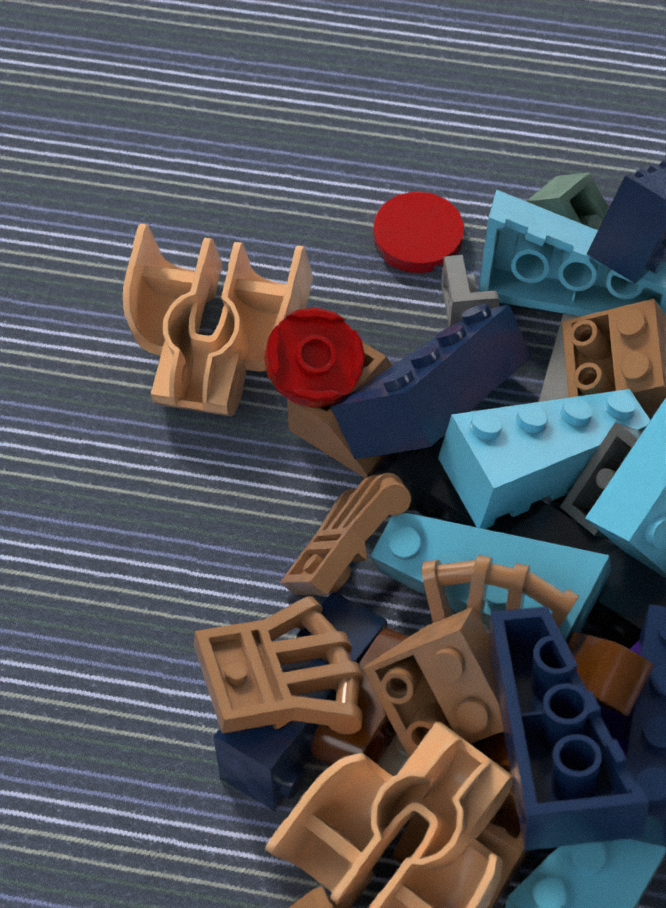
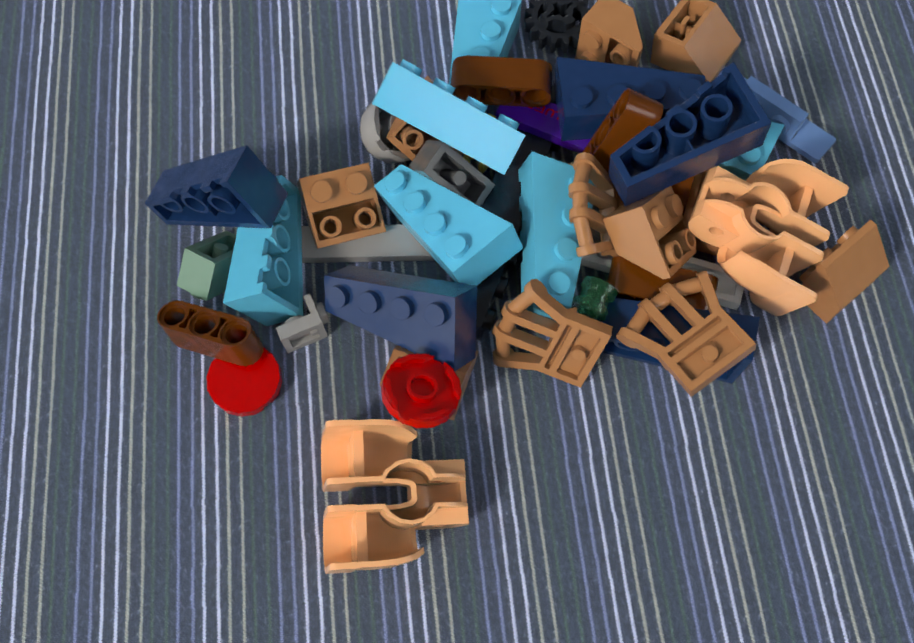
camera: 105 degrees left, 10 degrees up
(376, 594) = (594, 298): none -> clear green wheel
(468, 202) = (210, 332): none -> reddish brown beam

